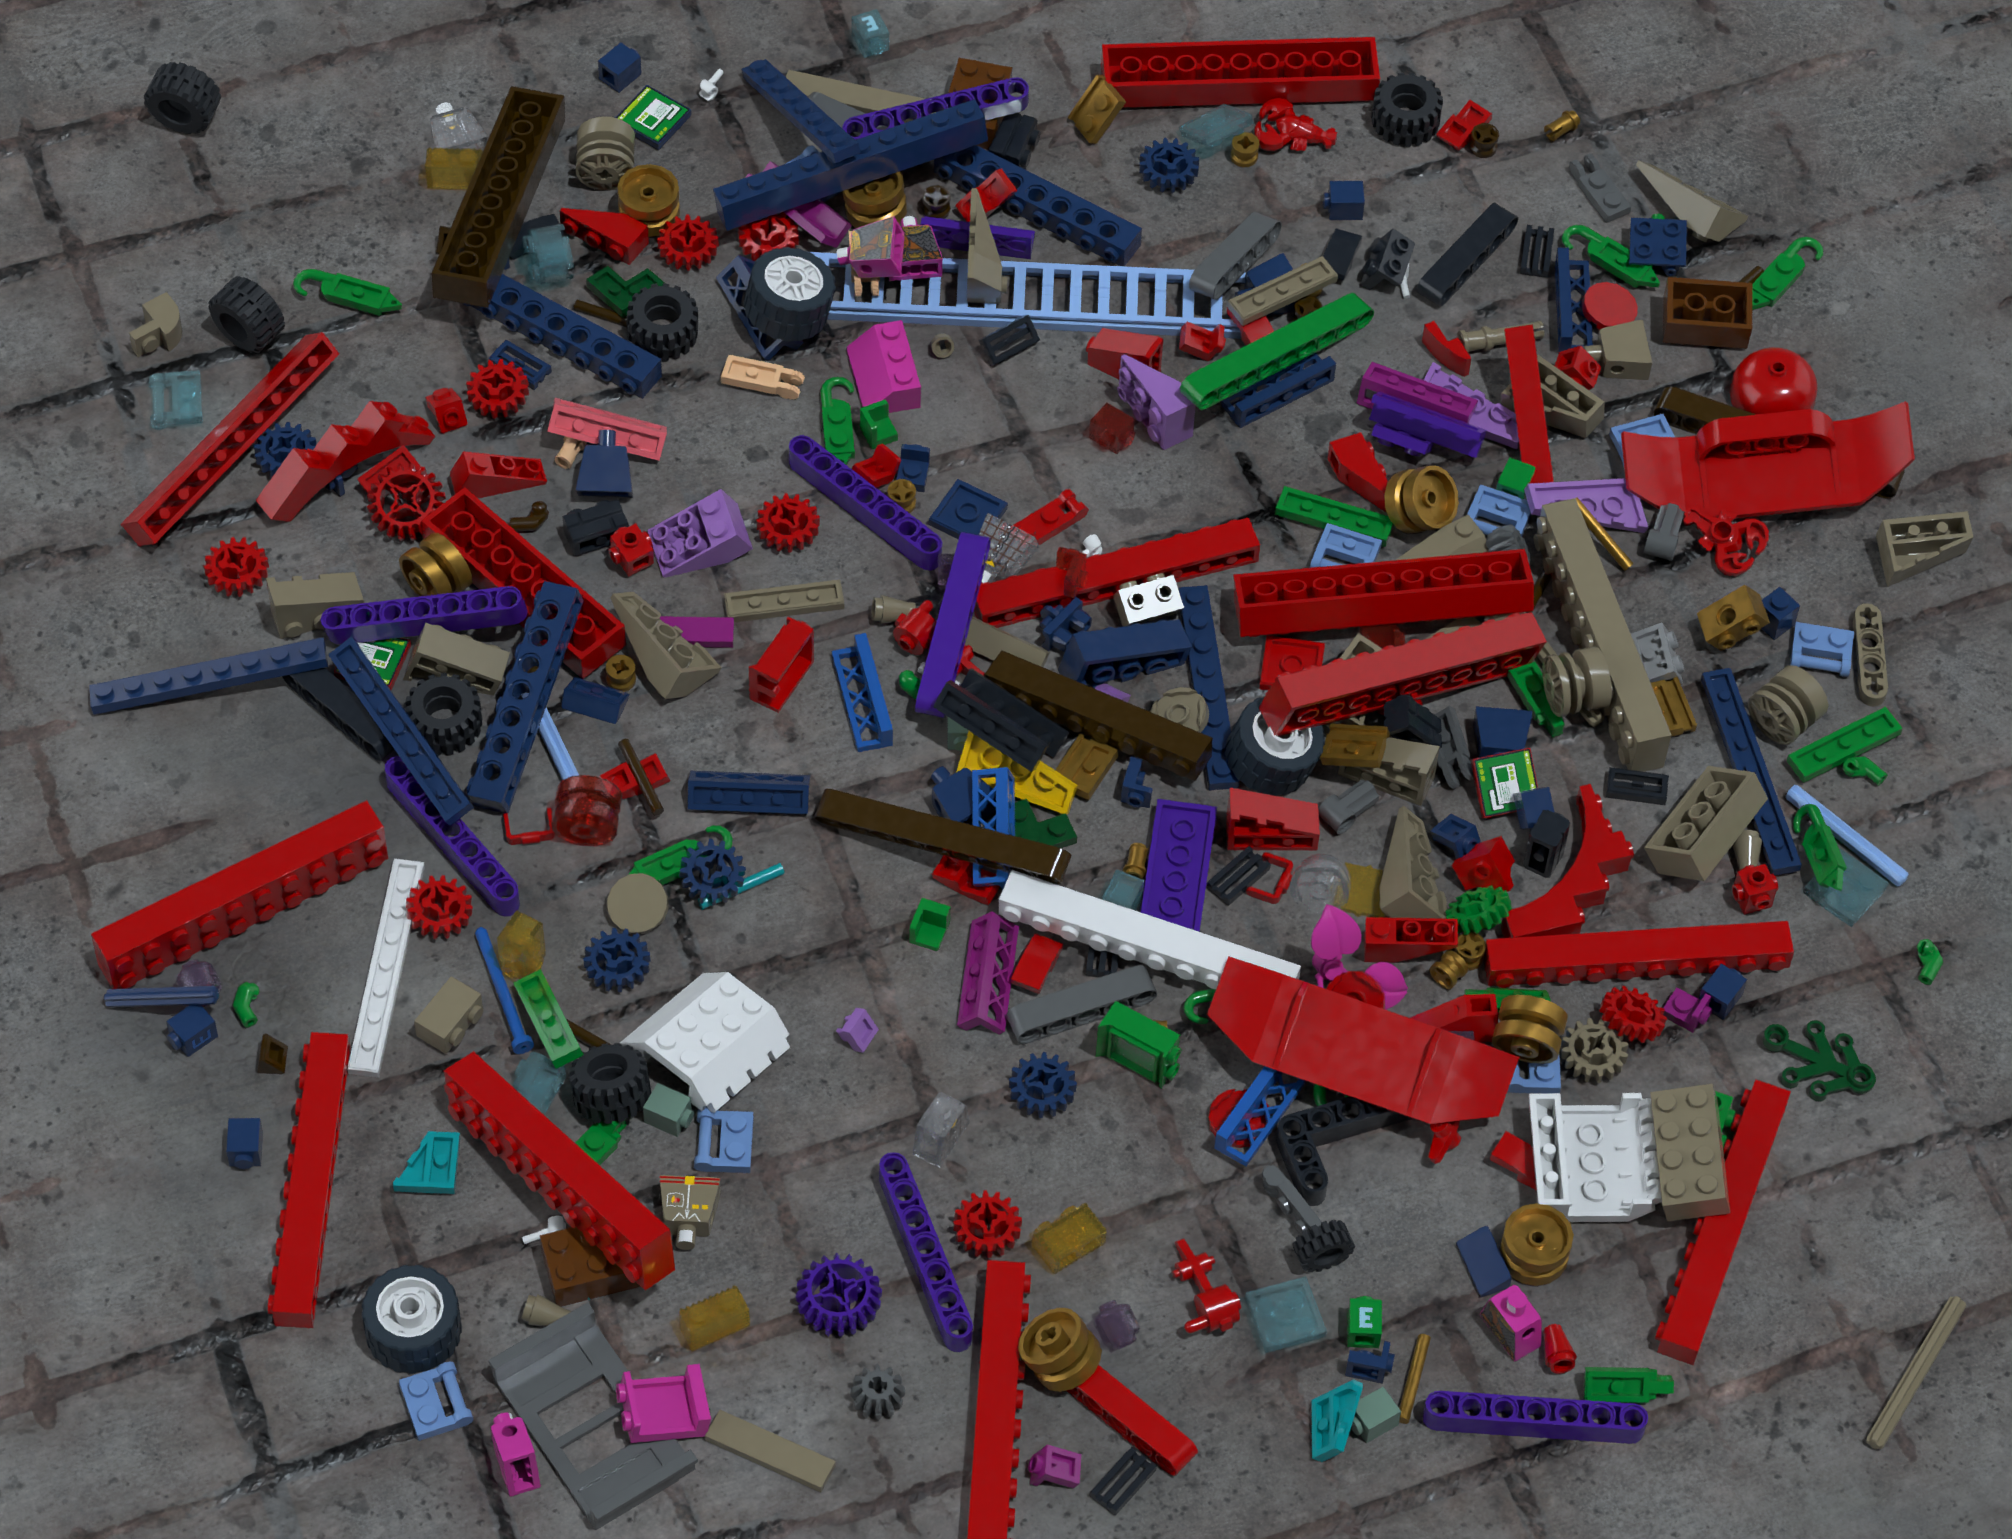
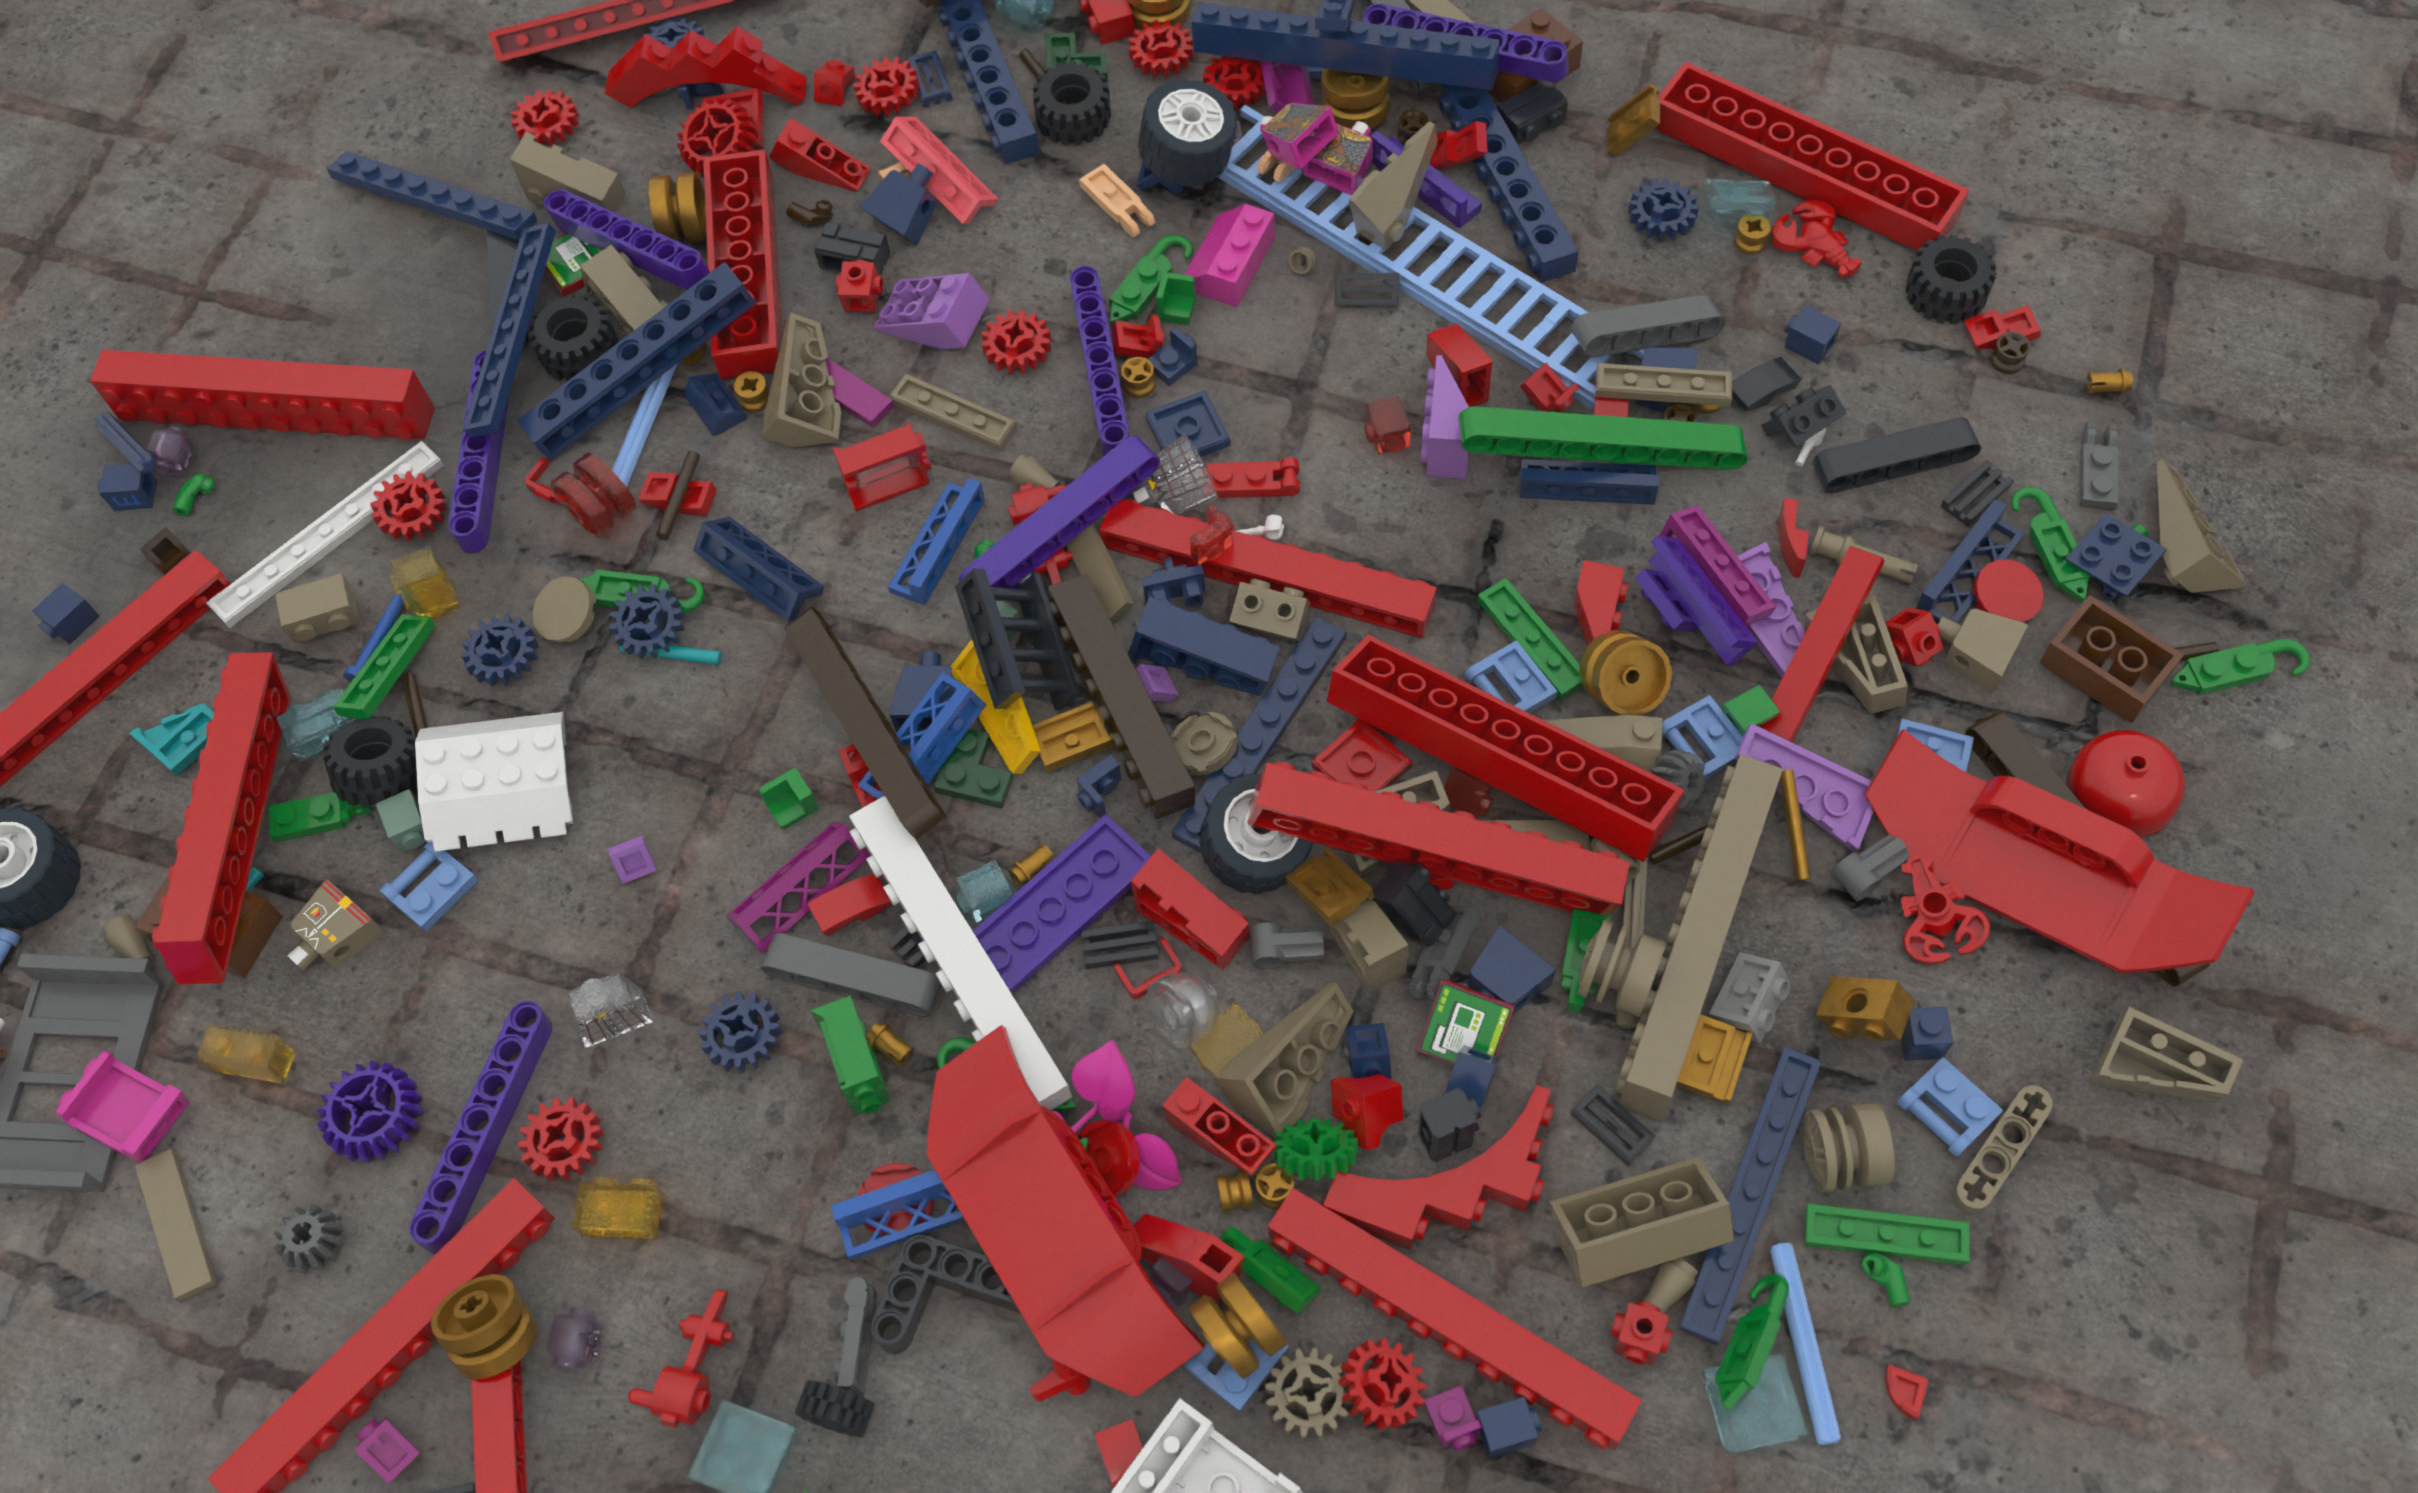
camera: 45 degrees right, 5 degrees up
(1922, 825) = (1905, 1390): none -> red tile

